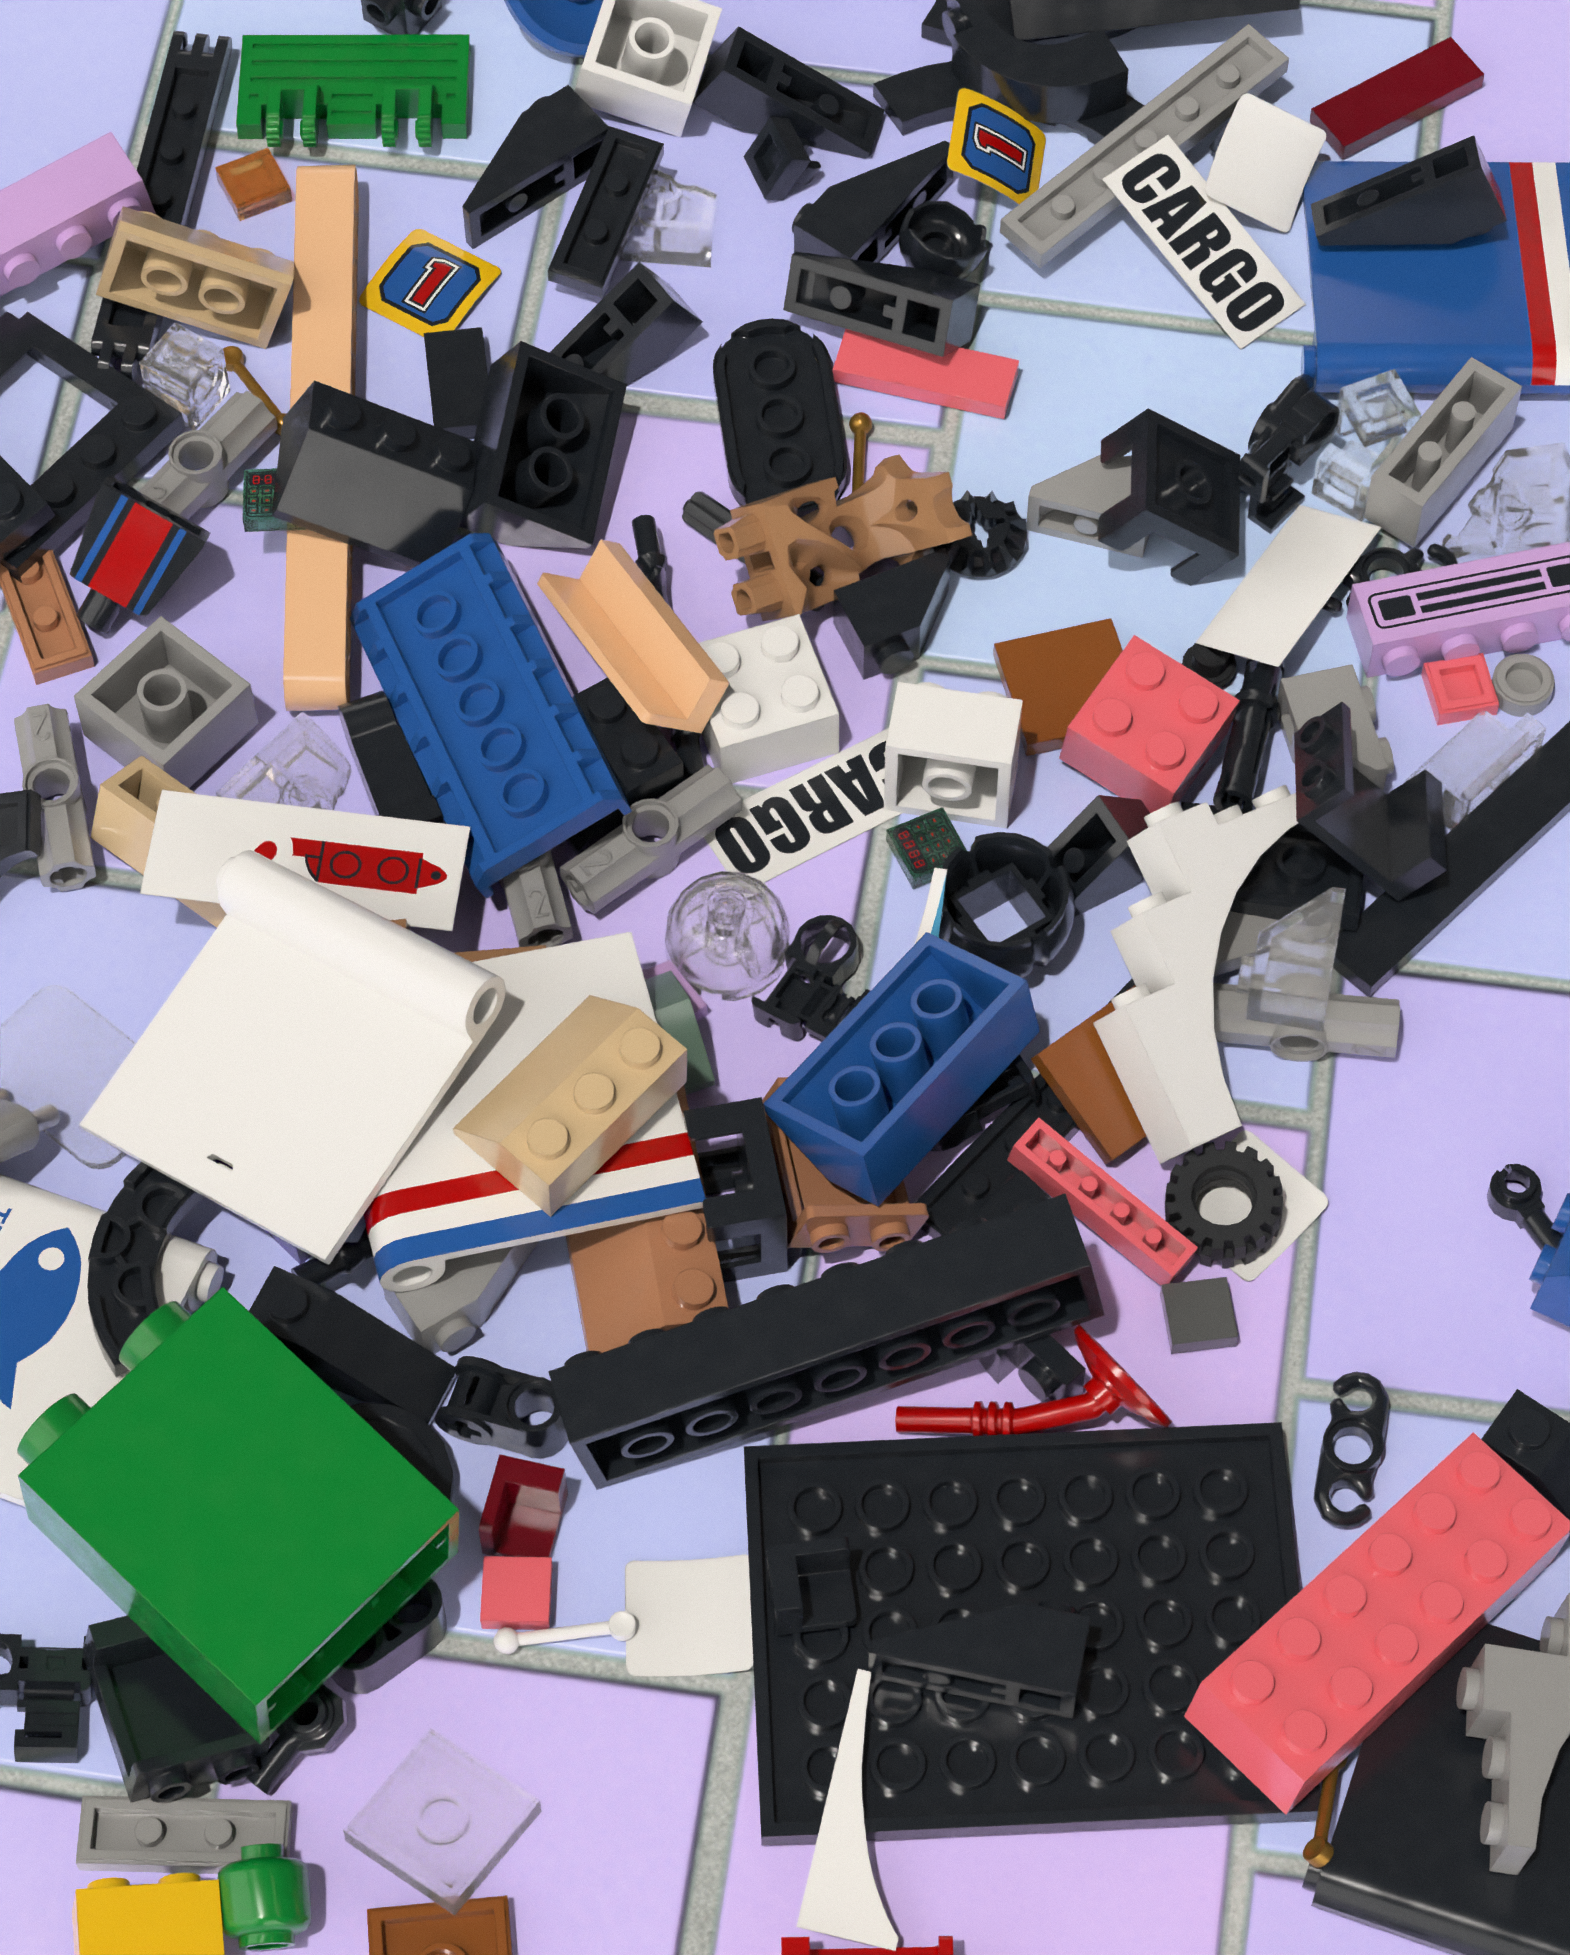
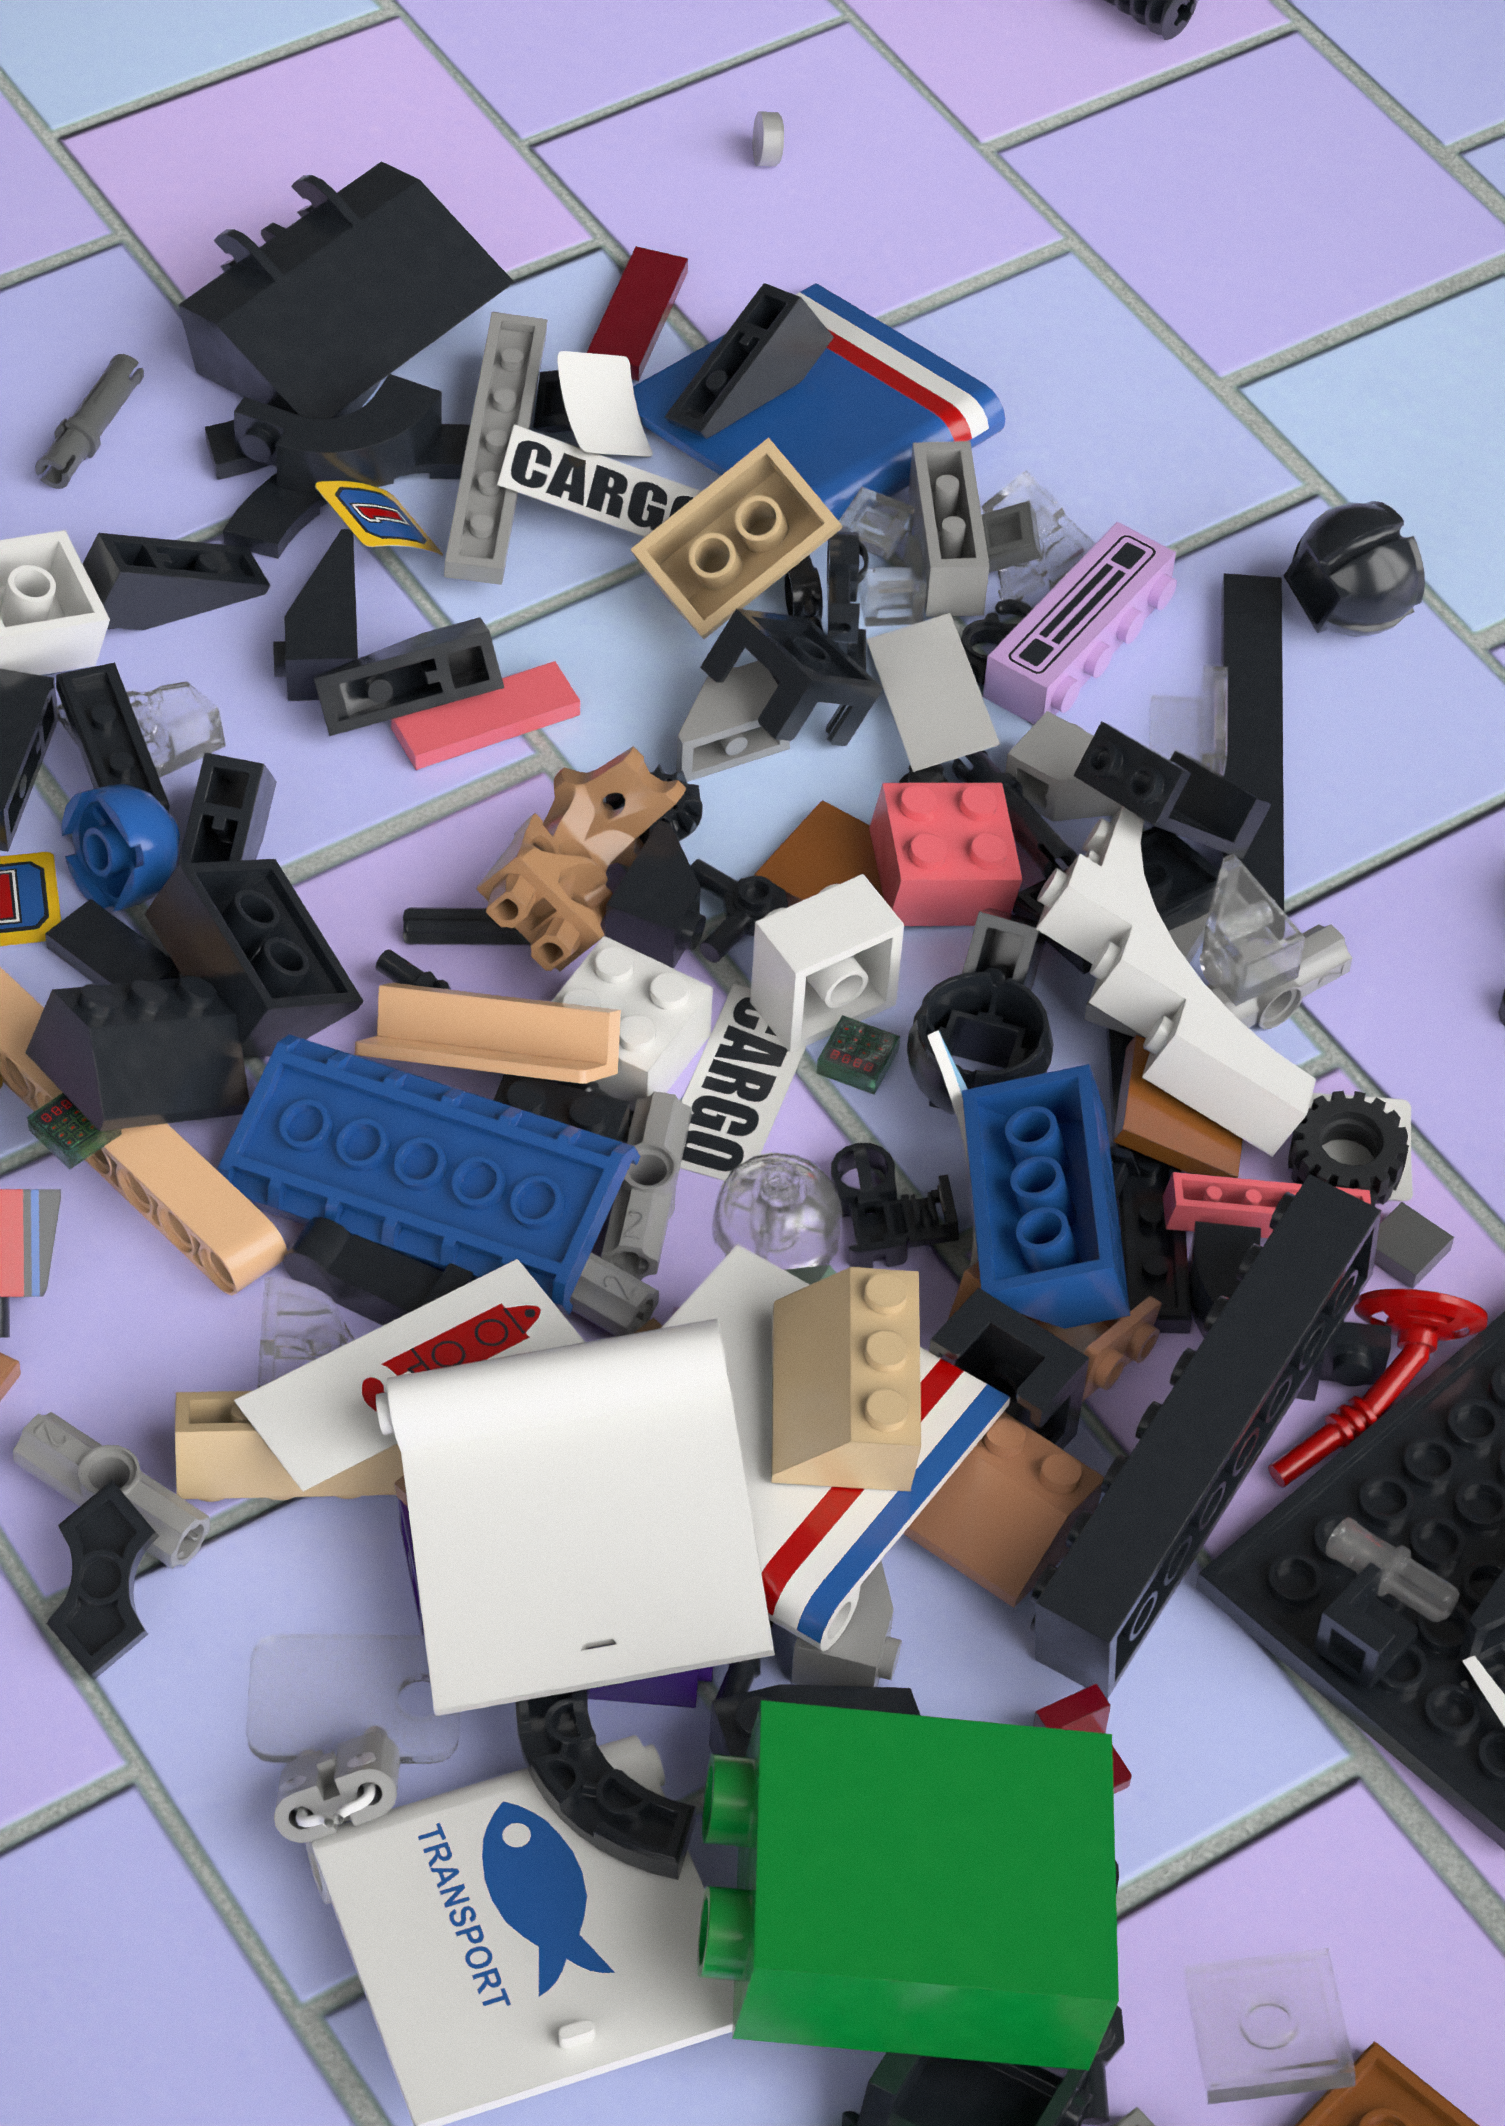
camera: 45 degrees left, 10 degrees down
(167, 704) = (139, 1346): light grey brick -> none
(493, 1402) = (976, 1680): black piece -> none
(516, 1592) = (1143, 1817): coral tile -> none
(534, 298) = (120, 844): none -> blue cylinder
(620, 1626) = (1238, 1781): white hinge -> none
(689, 1616) = (1278, 1735): white sticker -> none
(777, 412) = (404, 821): black tile -> none
(780, 159) = (207, 627): black tile -> none
(860, 425) = (476, 785): pearl gold hinge -> none
(876, 1558) = (1400, 1576): none -> clear axle
(942, 239) = (402, 609): black hair -> none
(962, 664) = (743, 905): none -> black piece
(1239, 346) = (735, 538): none -> tan slope
(1459, 688) = (1119, 692): coral tile -> none
(1491, 492) = (1011, 536): none -> dark grey tile
(1523, 684) = (1159, 661): light grey tile -> none

